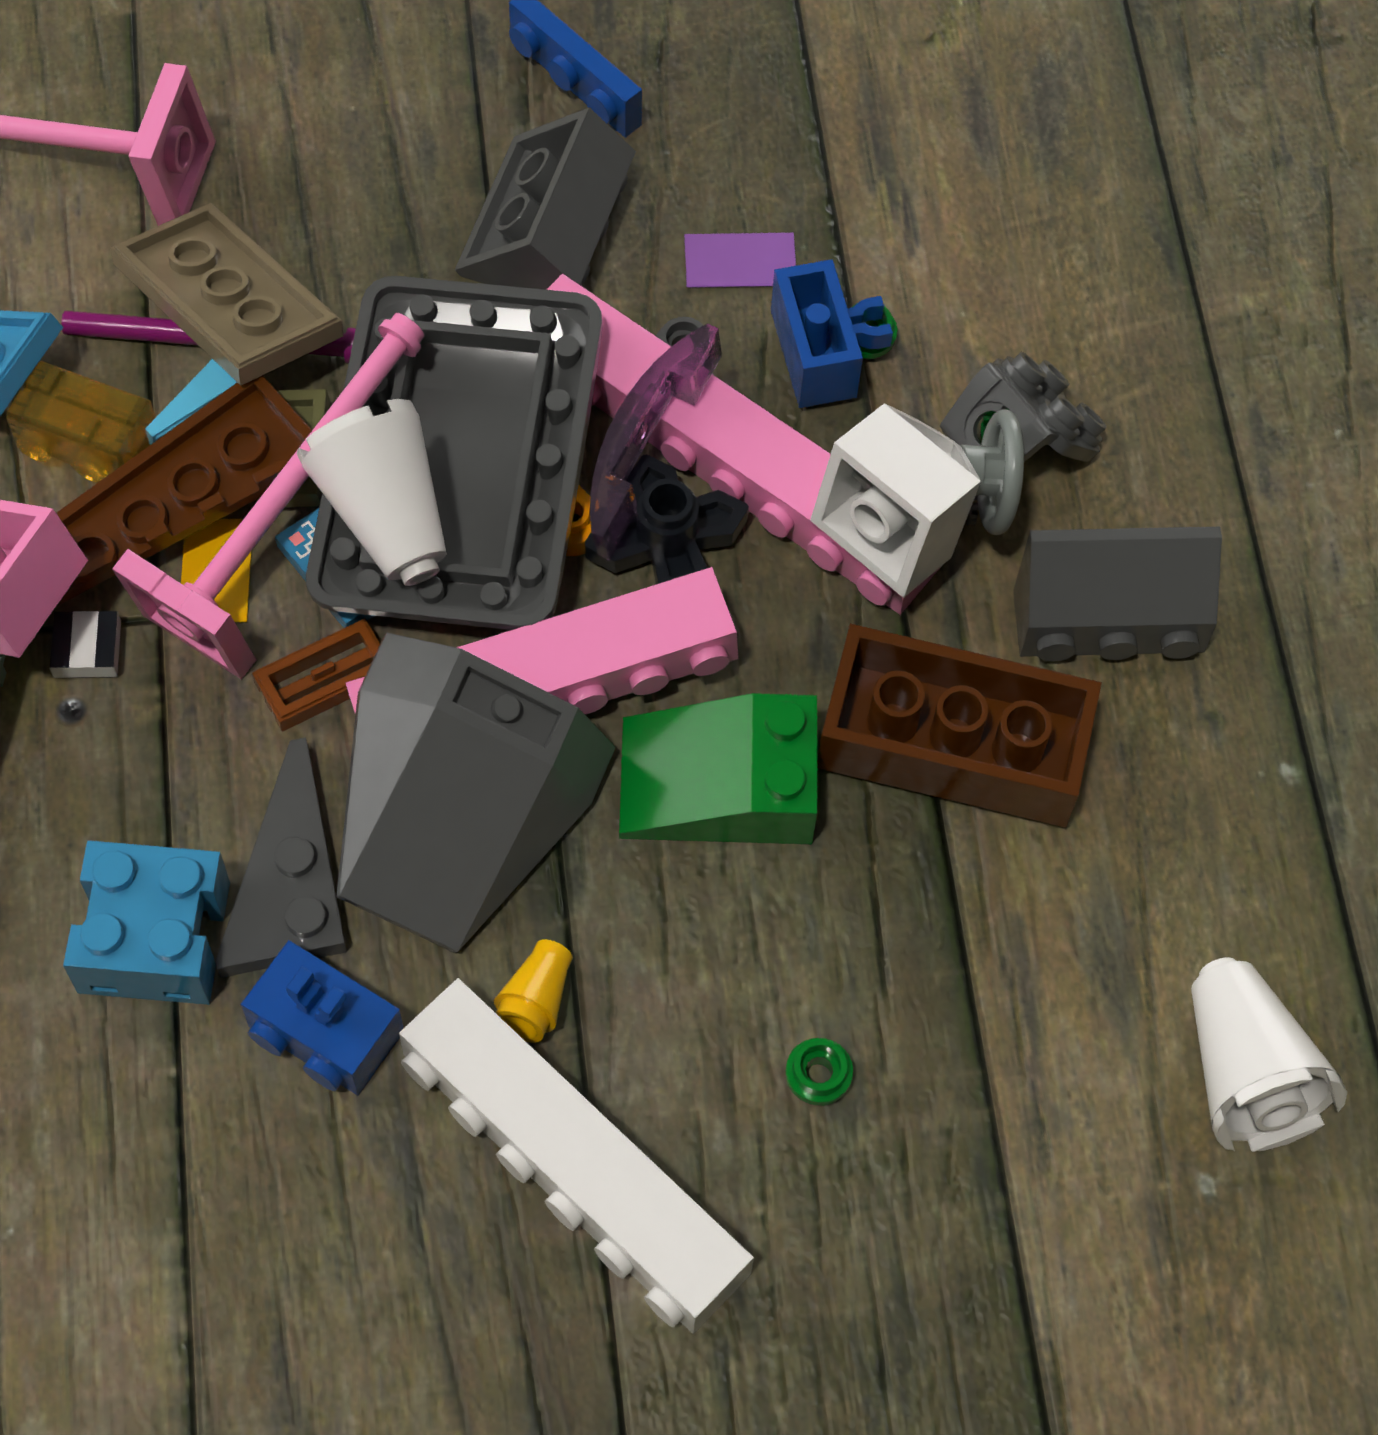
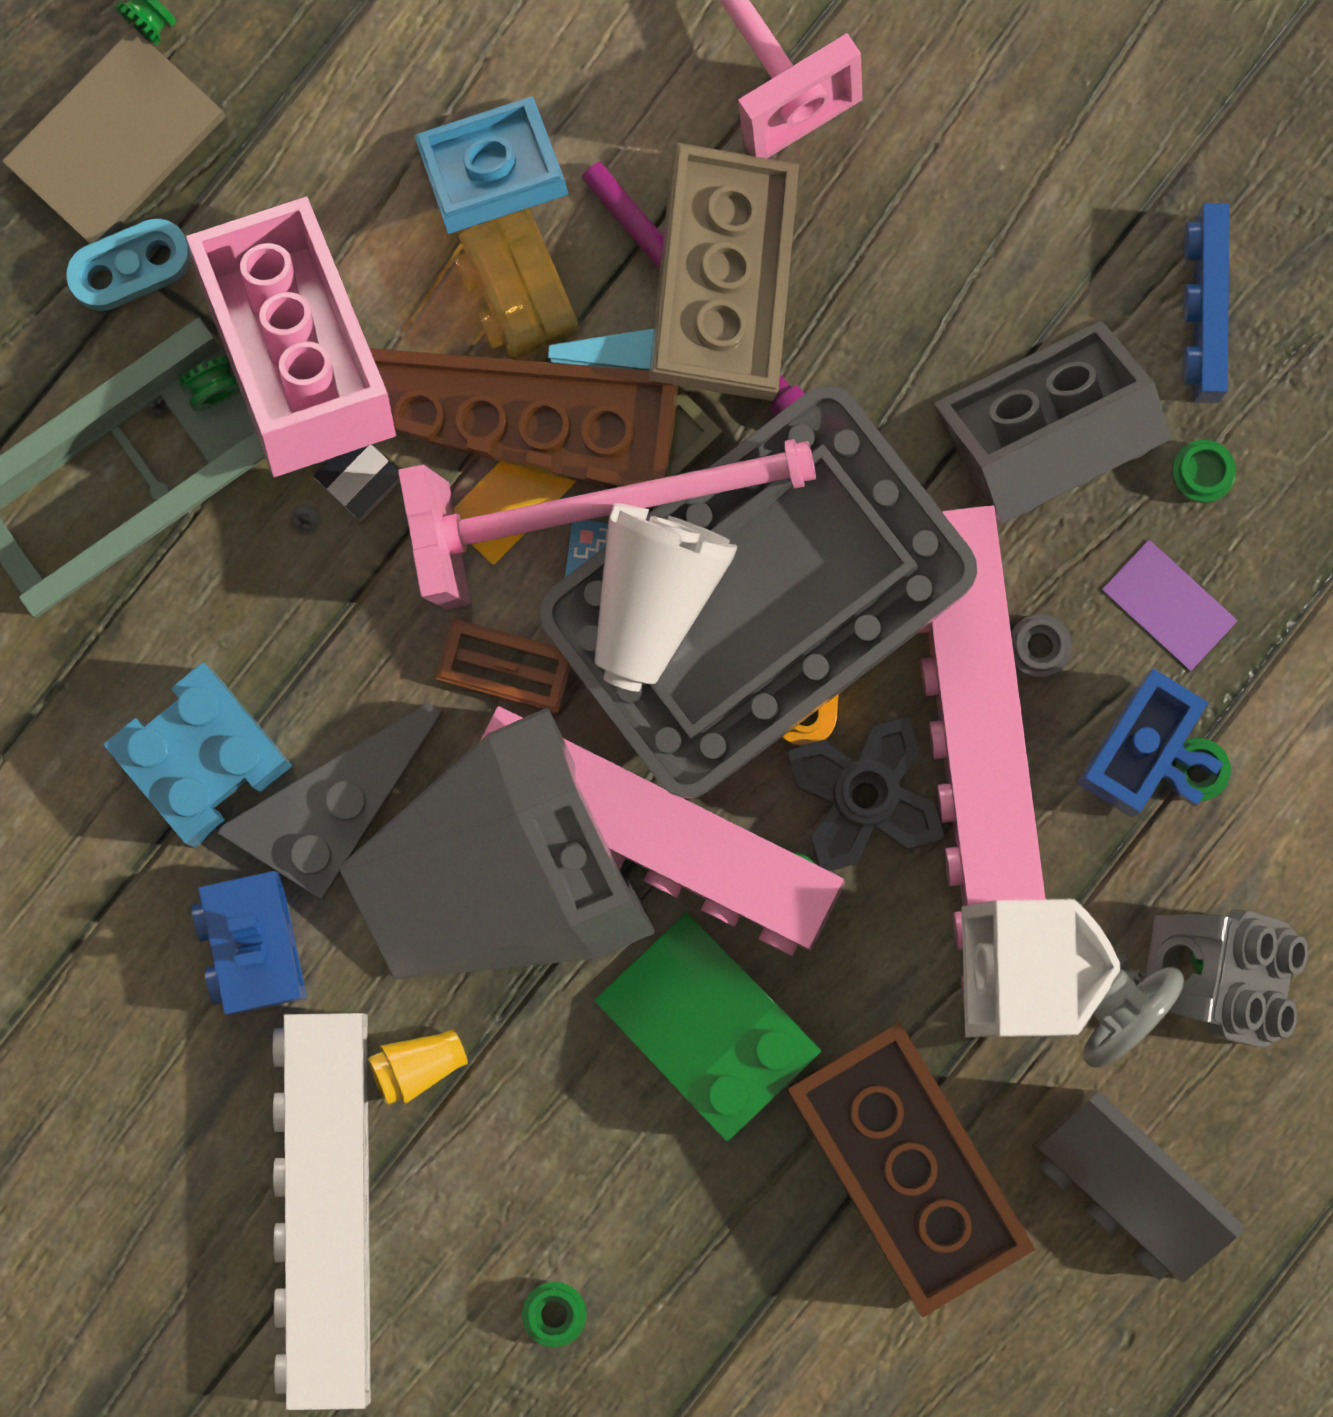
camera: 50 degrees right, 20 degrees up
(676, 161) = (1203, 471): none -> green plate
(676, 373) = (829, 747): clear purple slope -> none

